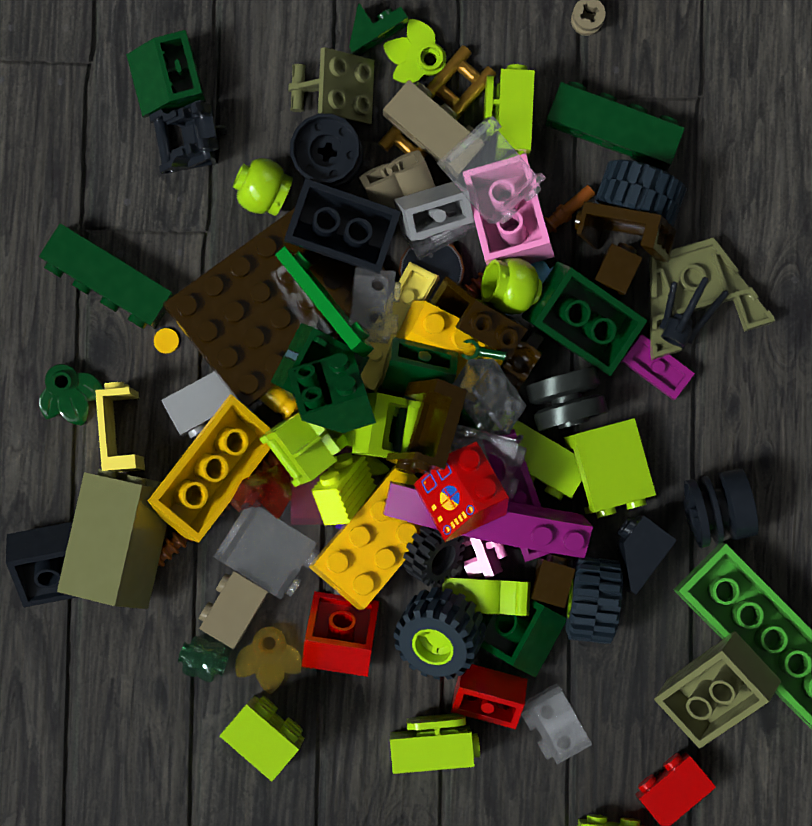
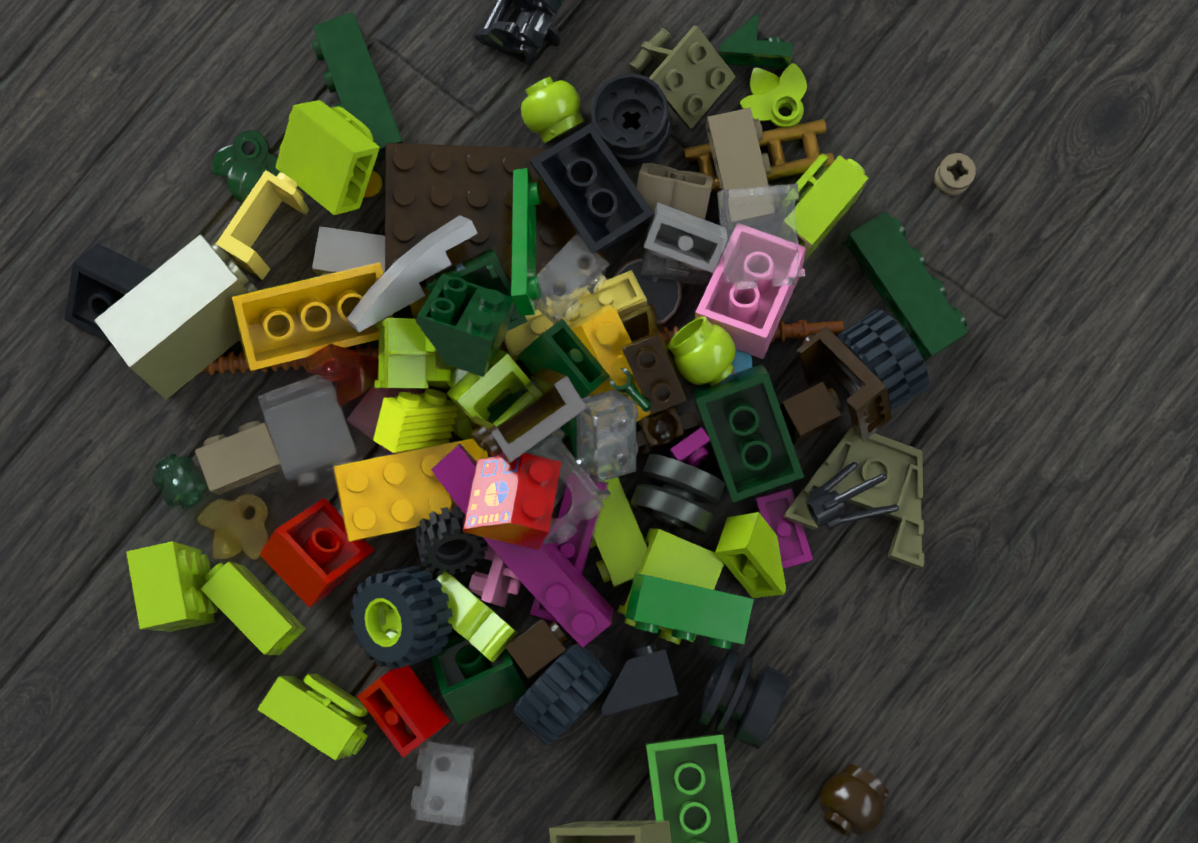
camera: 40 degrees right, 5 degrees down
(128, 343) = (328, 155): none -> lime brick
(257, 397) = (400, 283): none -> light grey slope
(328, 707) = (252, 608): none -> lime brick
(554, 361) = (692, 449): none -> magenta plate
(638, 476) = (688, 610): none -> green brick
(651, 402) = (752, 555): none -> lime slope

